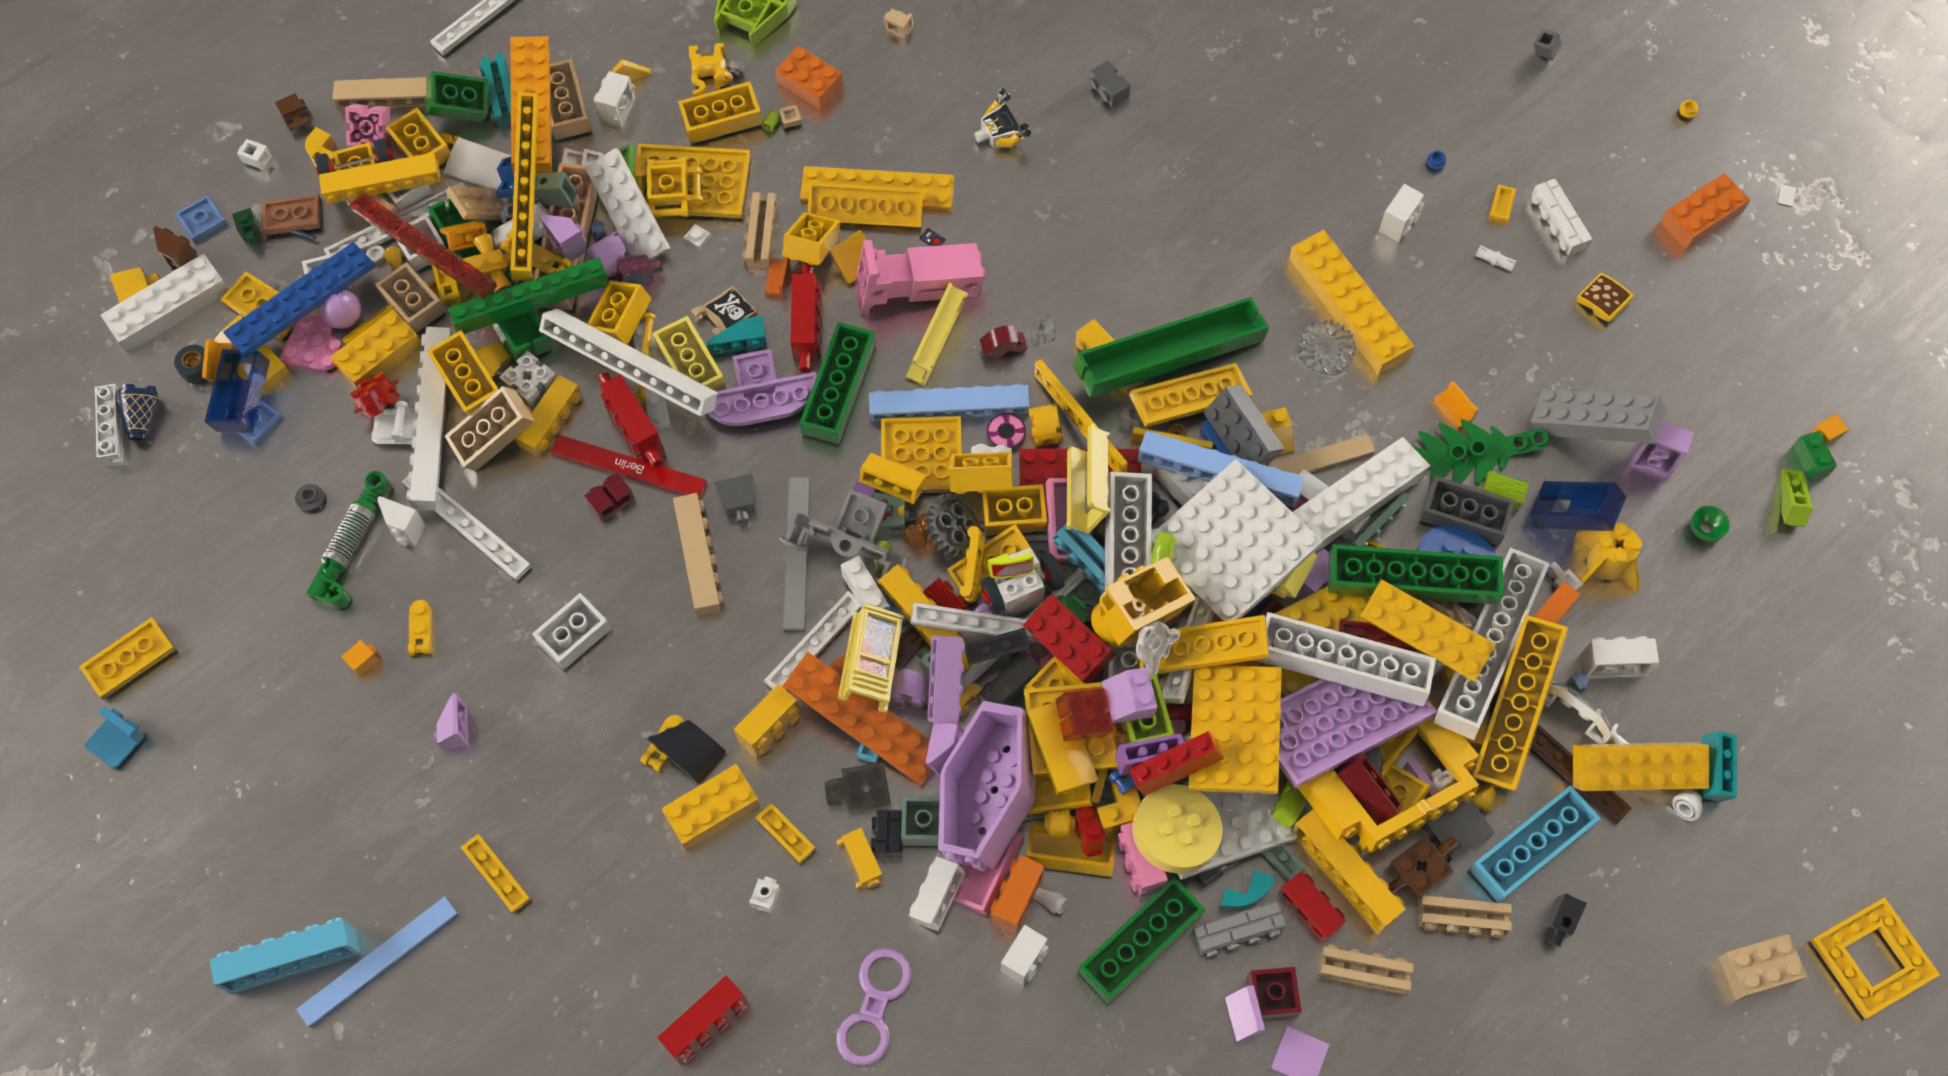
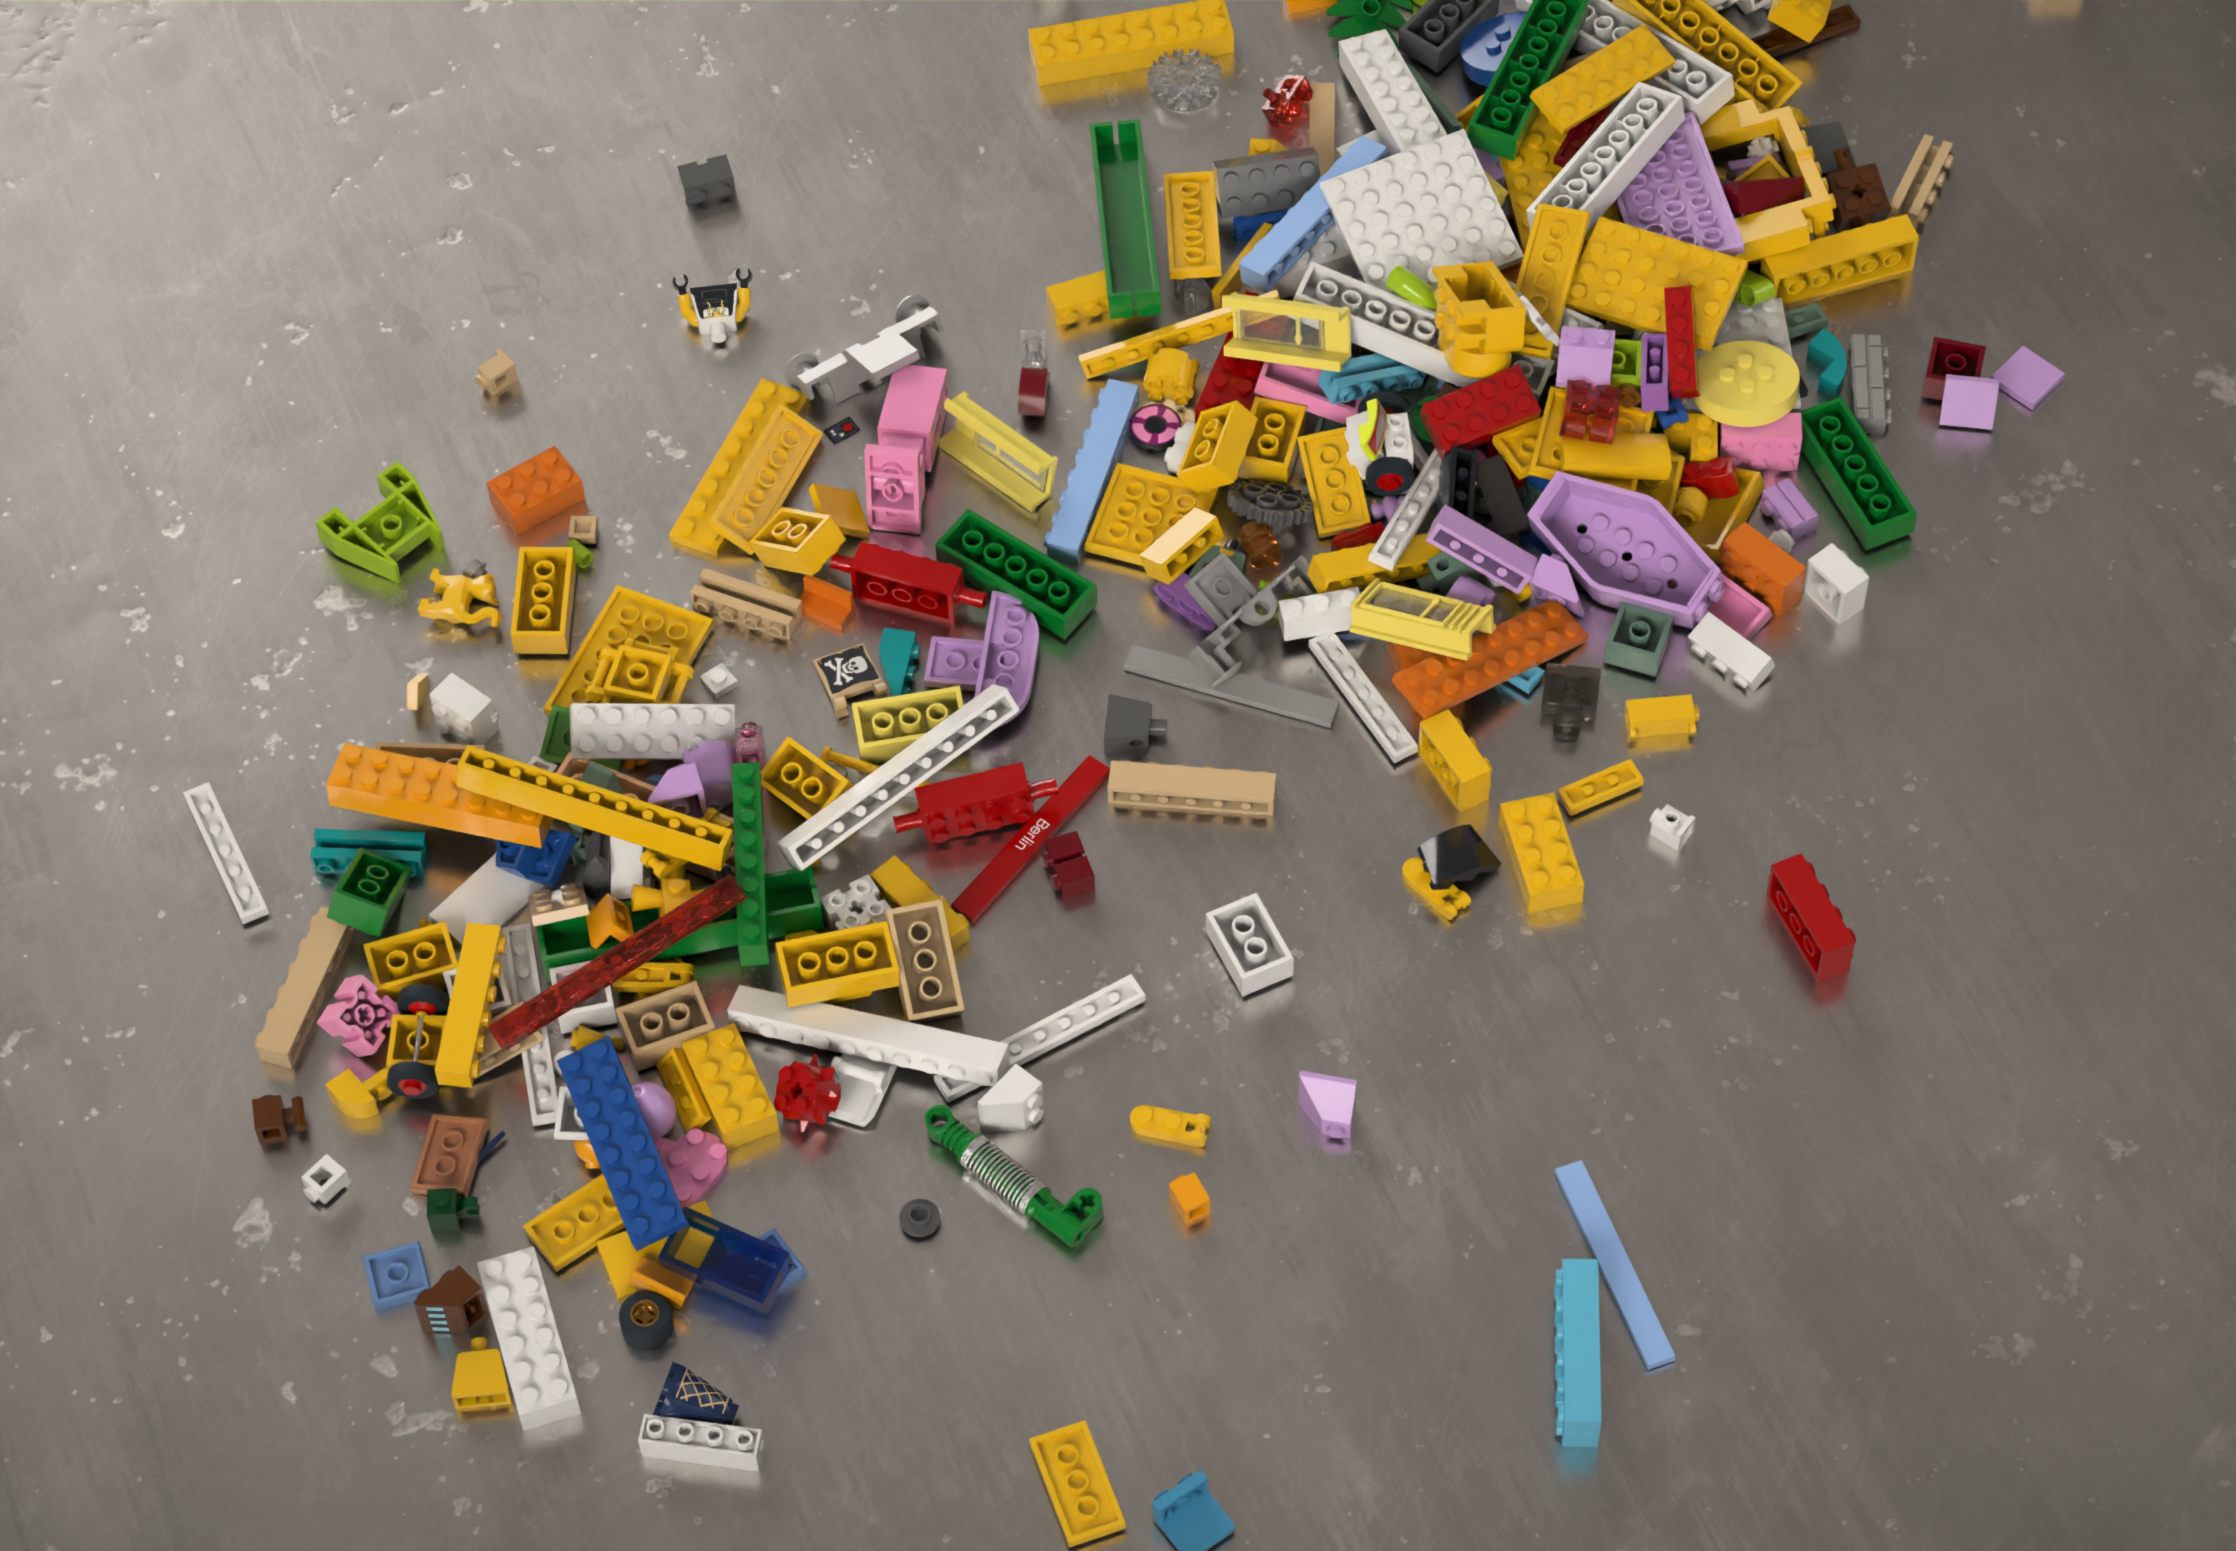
camera: 70 degrees left, 10 degrees down
(495, 873) = (1543, 1106): yellow plate -> none
(874, 1007) = (1843, 755): lavender bar -> none
(888, 834) = (1637, 680): black brick -> none
(974, 562) = (1325, 490): yellow plate -> none
(982, 235) = (889, 352): none -> light grey piece
(1090, 901) = (1789, 509): none -> lavender brick
(1177, 428) = (1228, 257): pearl gold plate -> none
(1313, 906) = (1865, 310): red brick -> none
(1339, 422) = (1286, 100): none -> clear red brick
(1365, 969) = (1951, 287): tan brick -> none
(1534, 844) = (1863, 94): medium azure brick -> none
(1570, 911) = (1952, 95): black torso -> none

